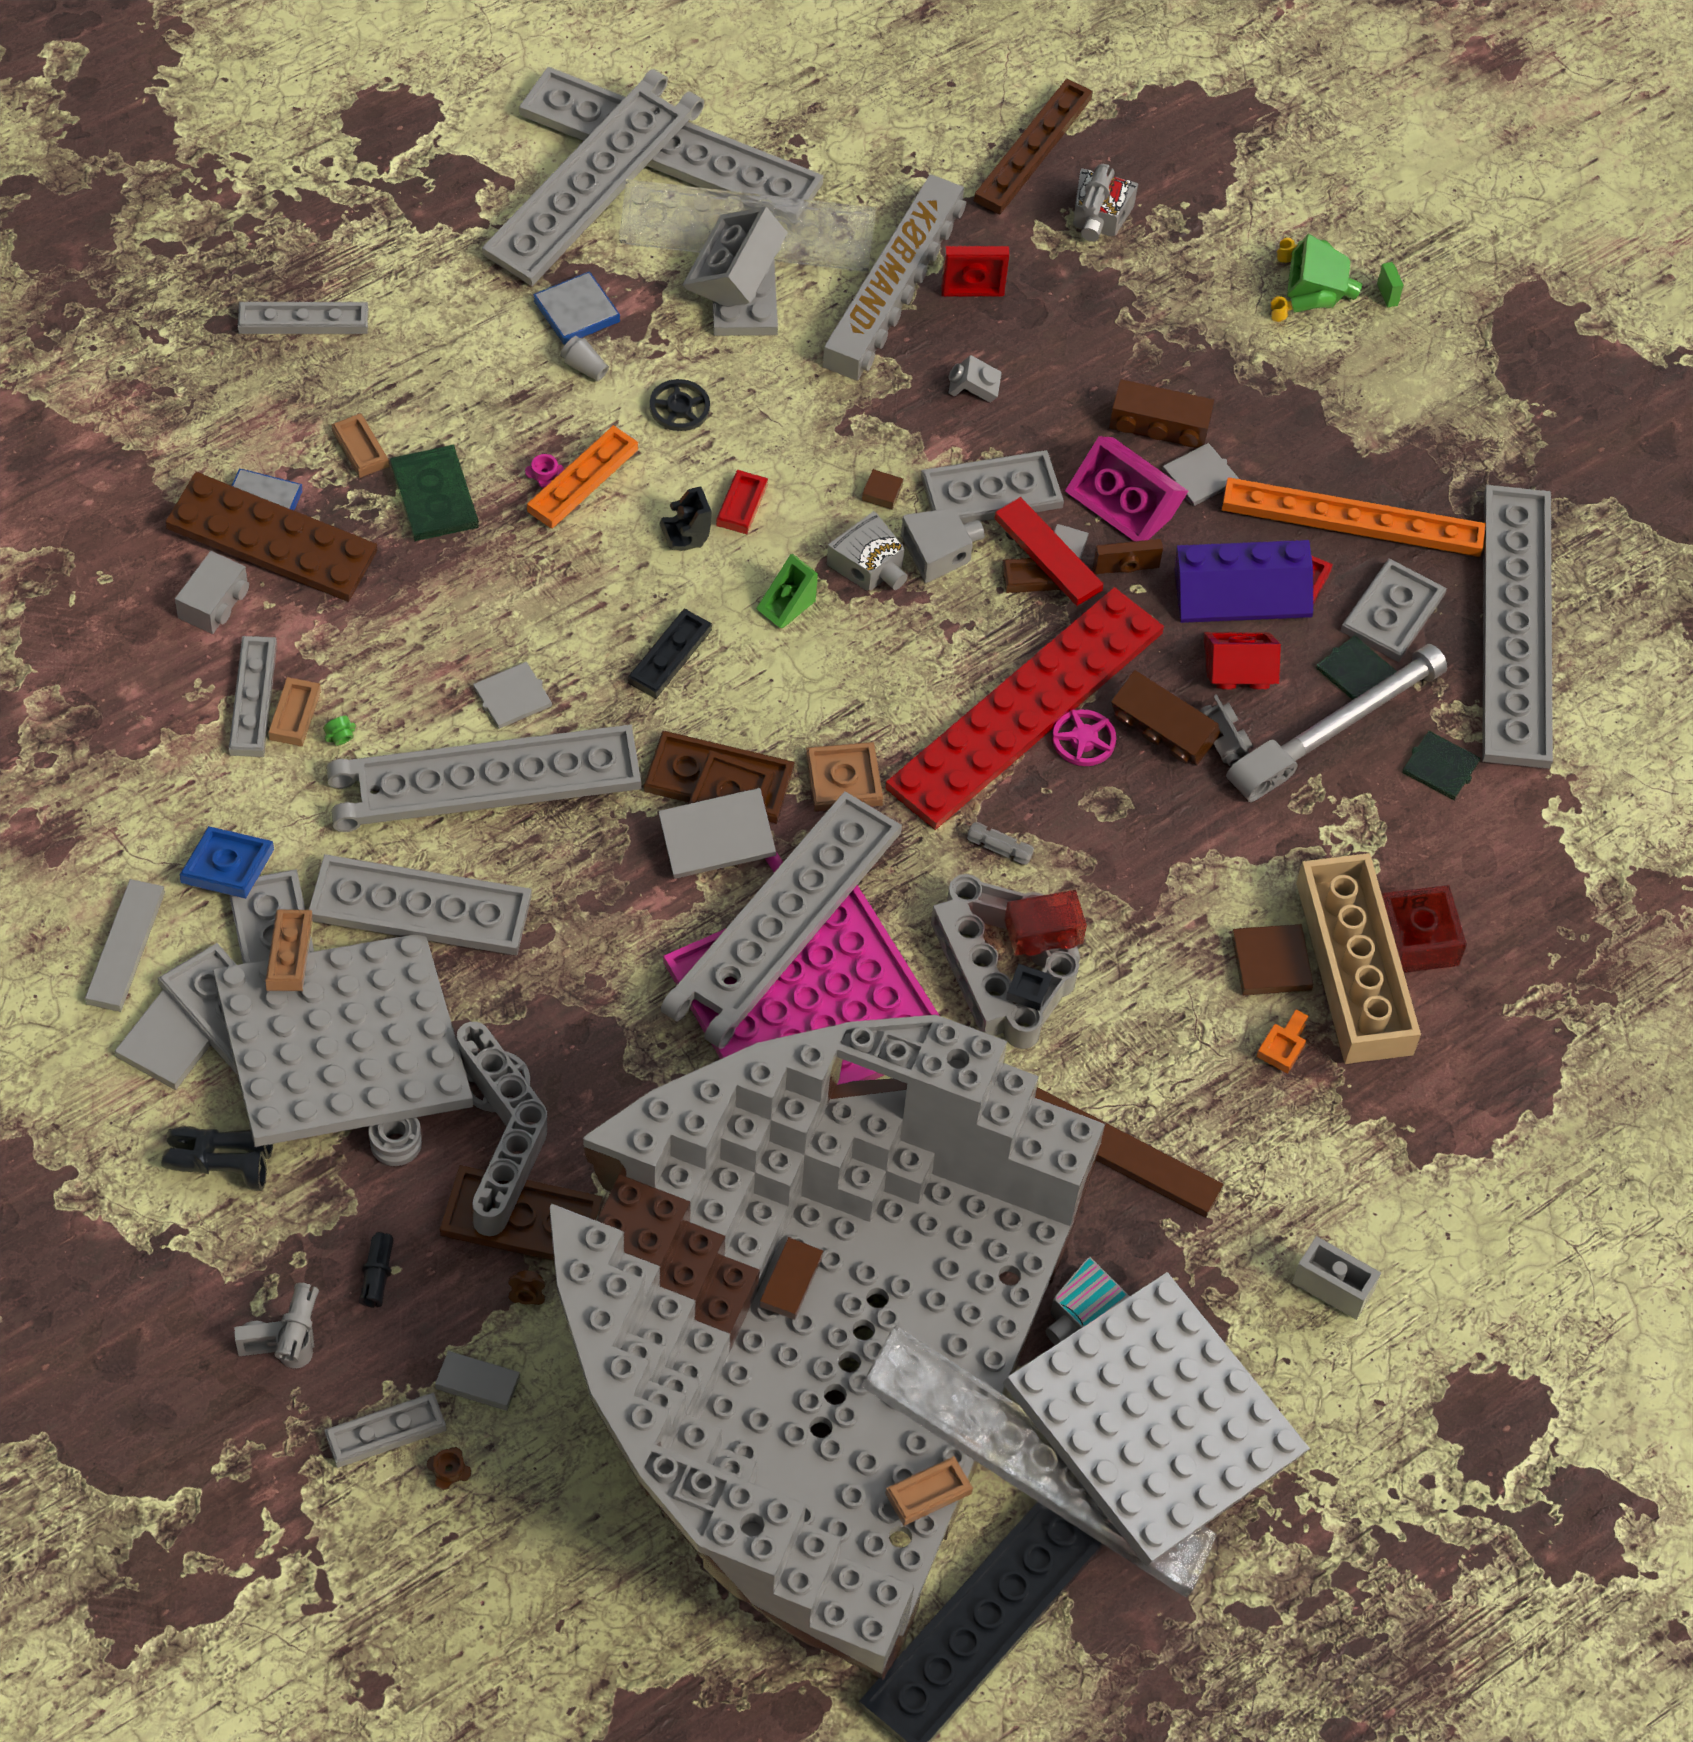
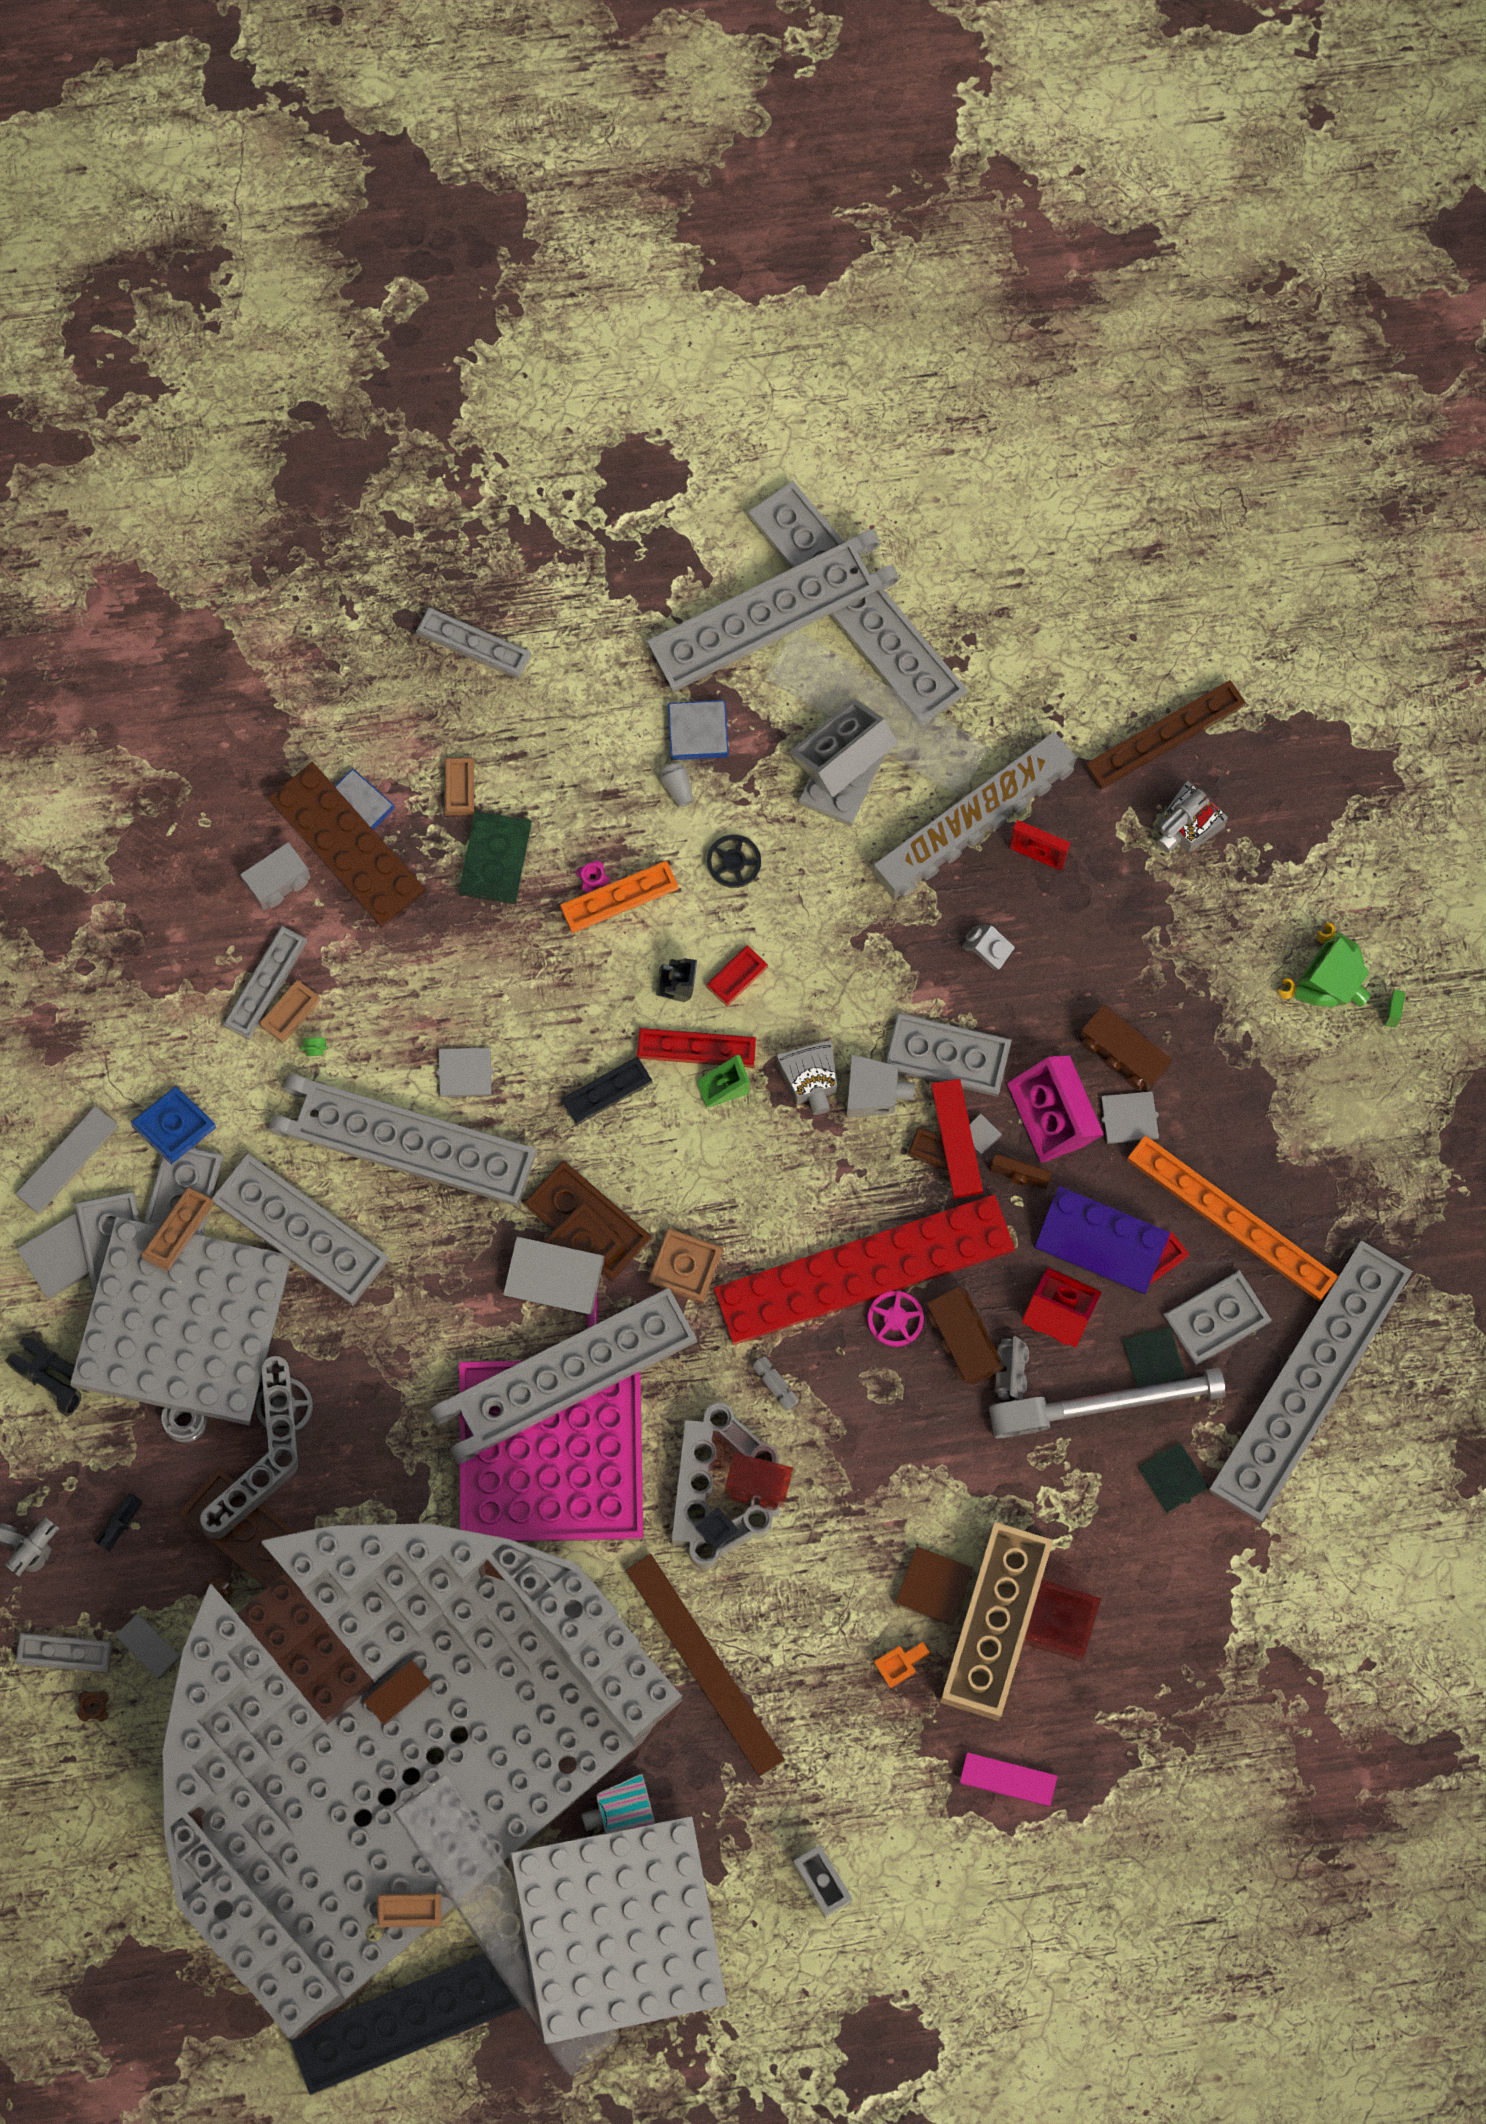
camera: 30 degrees right, 15 degrees up
(730, 581) = (694, 1047): none -> red tile
(882, 489) = (856, 1015): reddish brown tile -> none
(1457, 1104) = (1008, 1779): none -> dark pink tile

